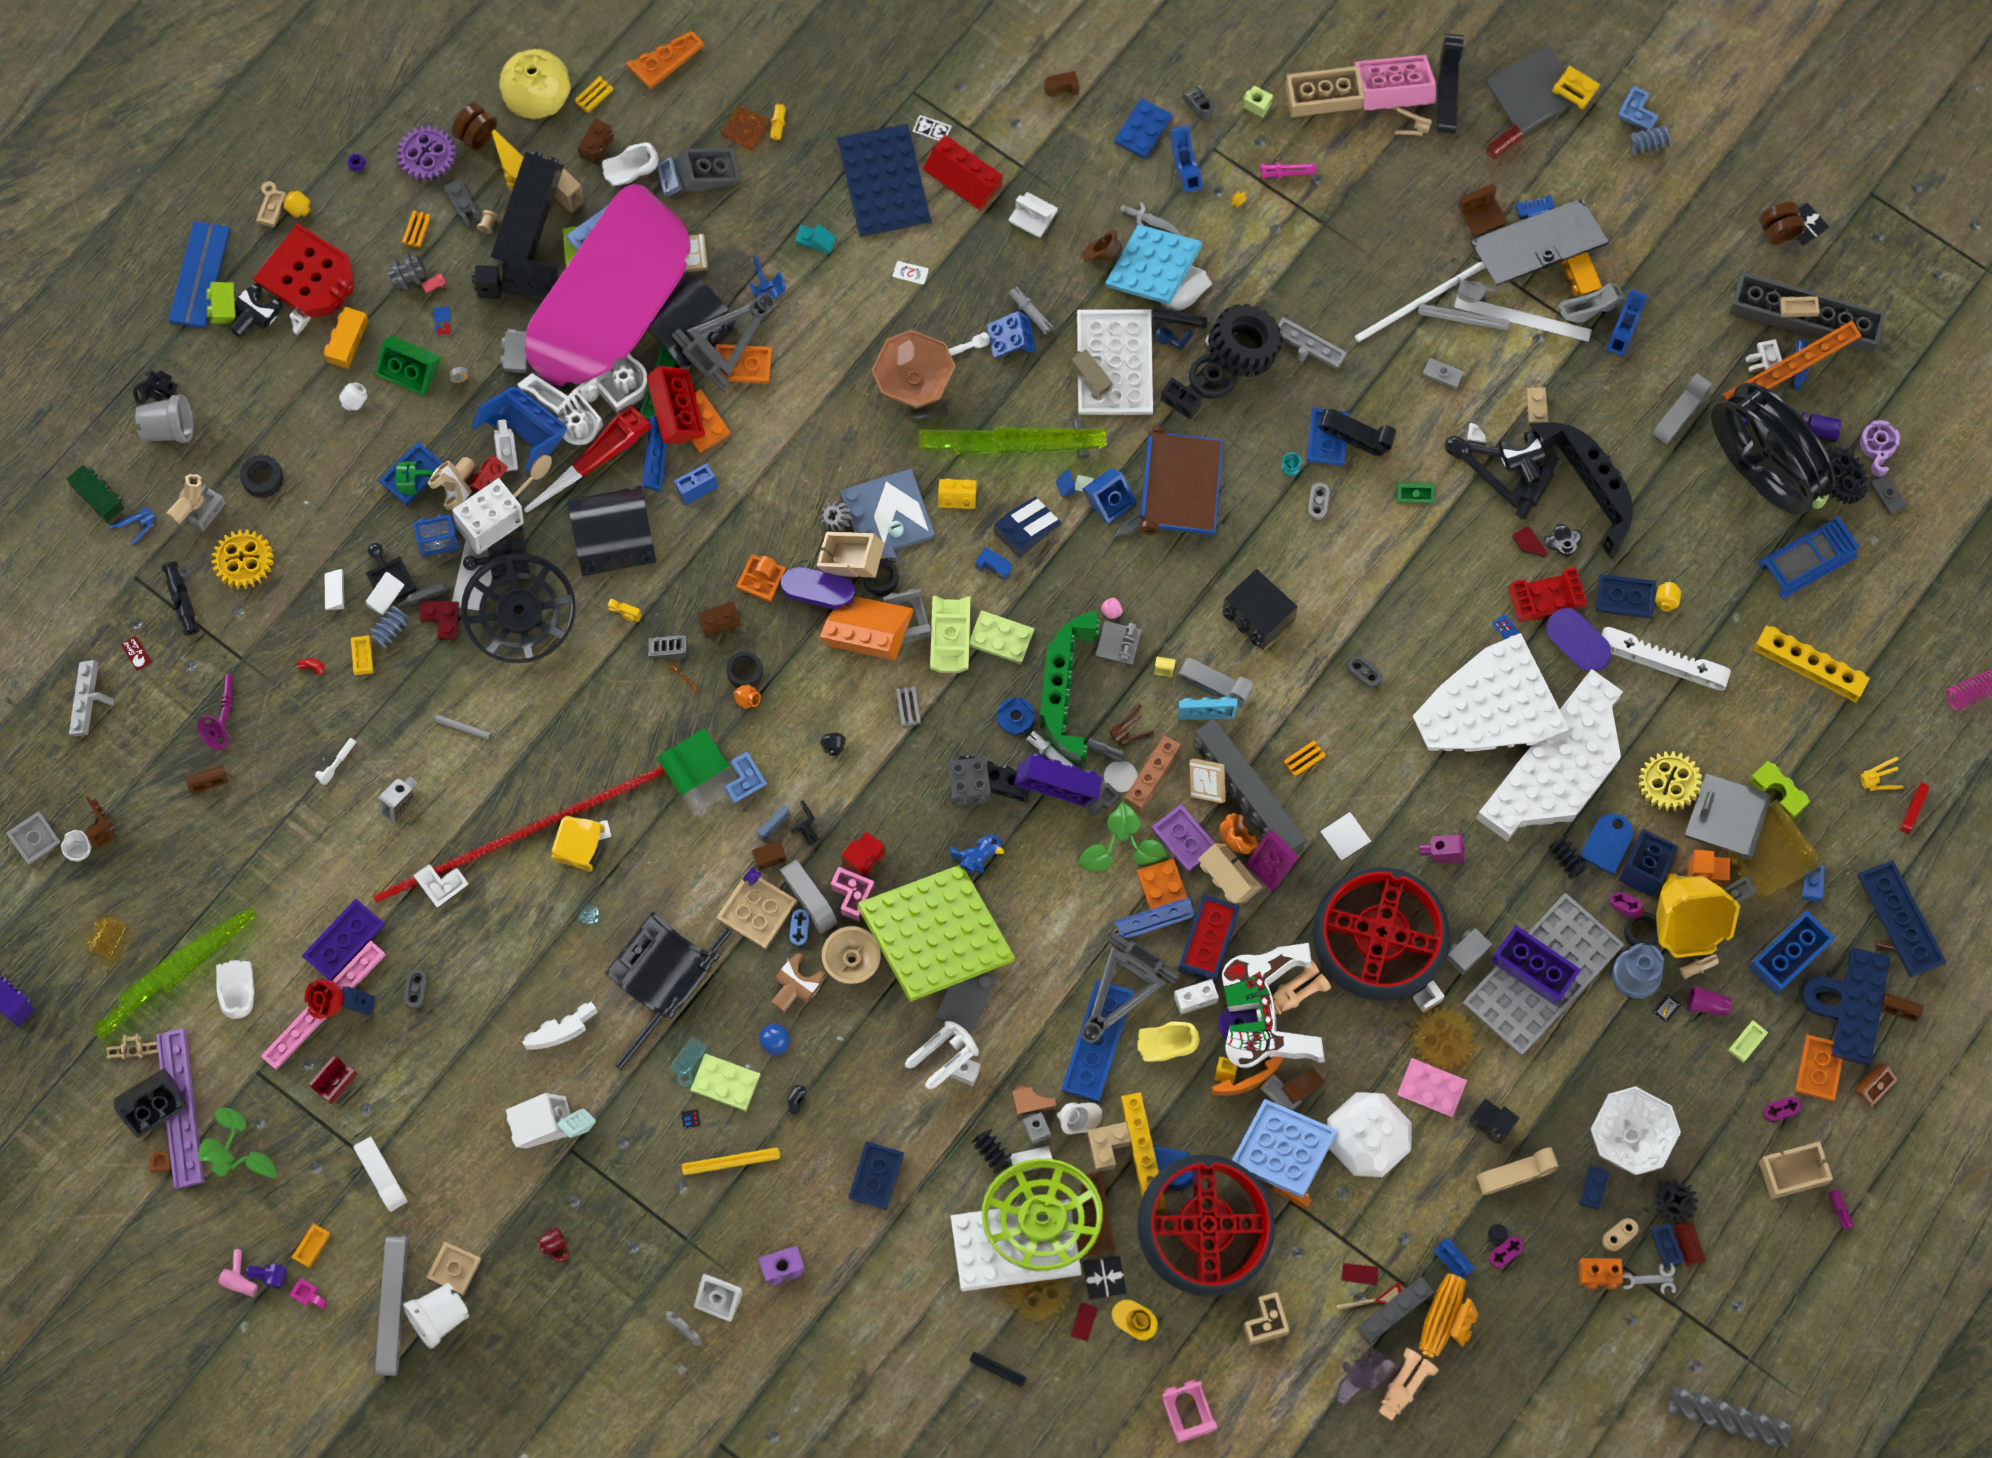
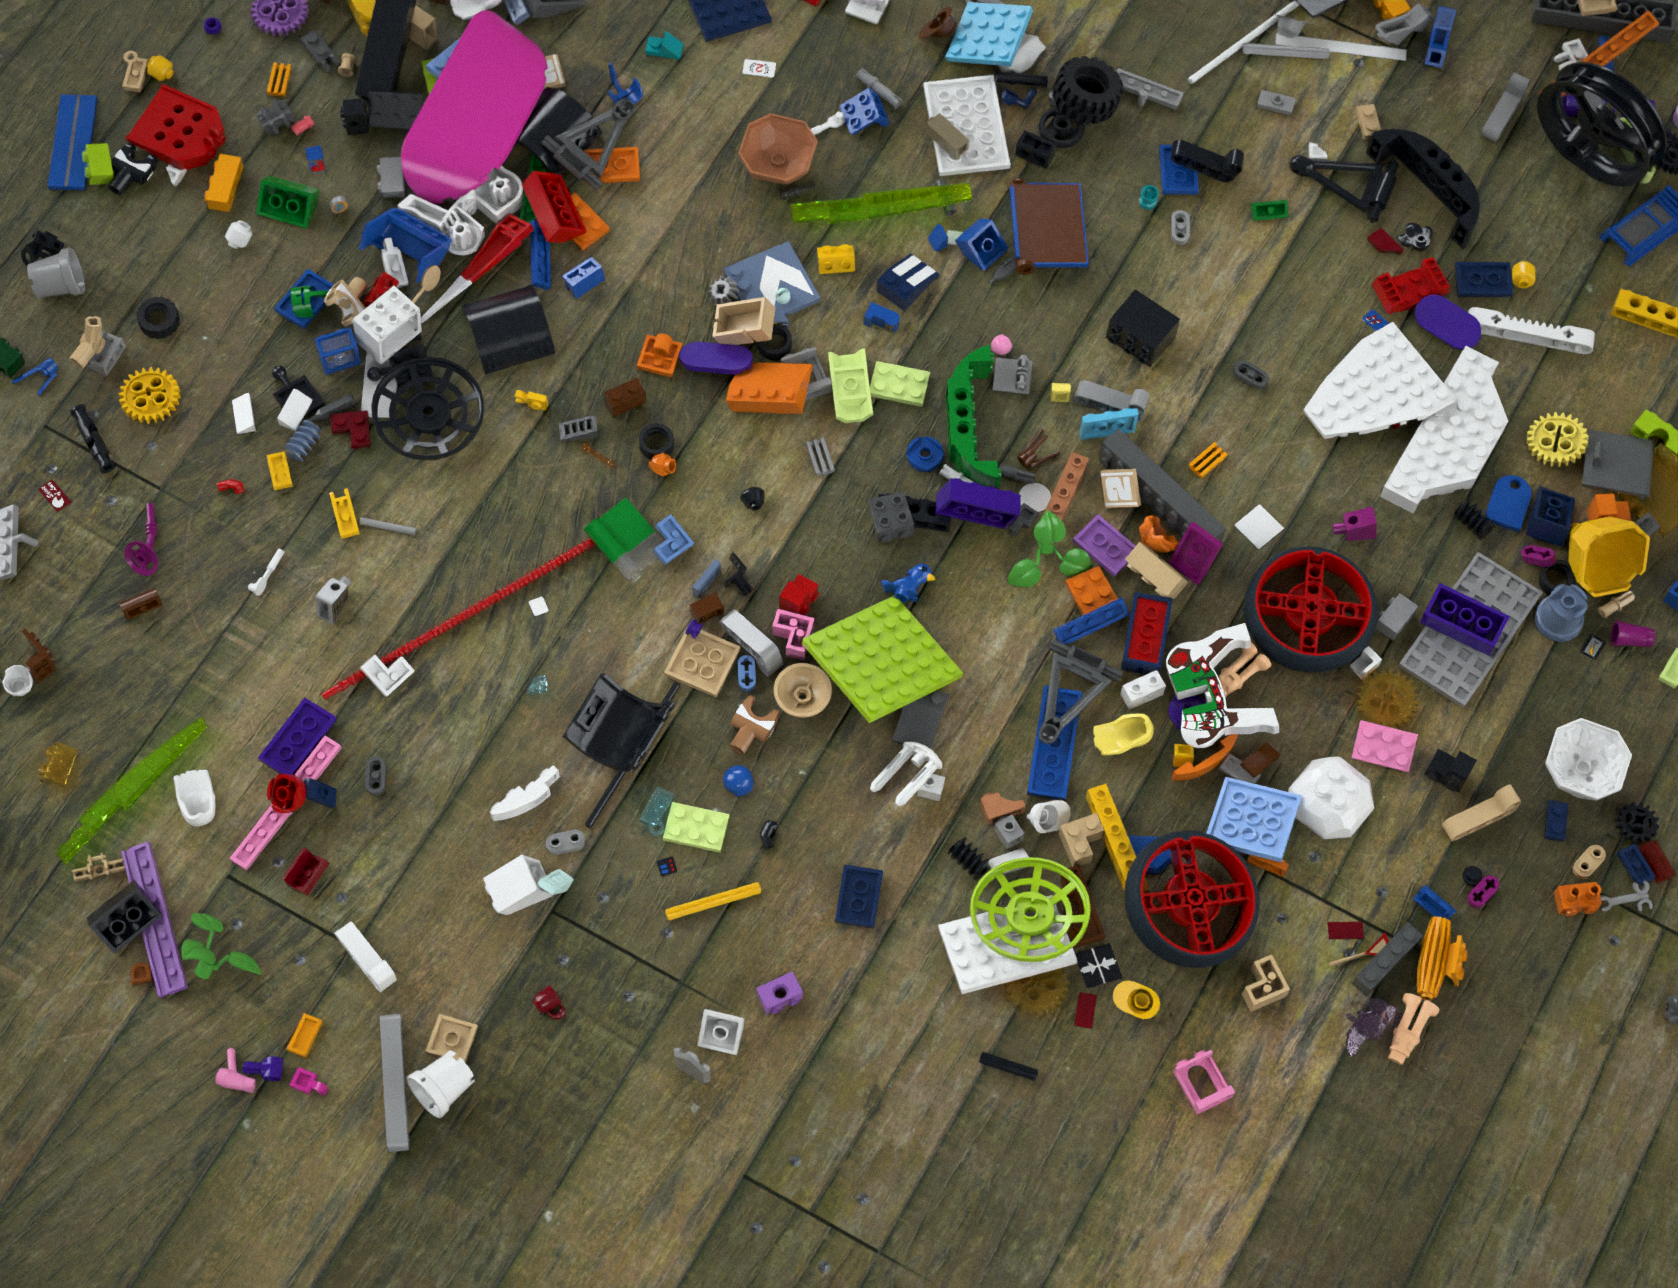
camera: 10 degrees left, 5 degrees down
(421, 710) = (344, 515): none -> yellow hinge
(576, 842) = (517, 618): yellow piece -> none
(593, 1083) = (565, 843): none -> light grey plate
(1524, 458) = (1366, 165): black connector -> none

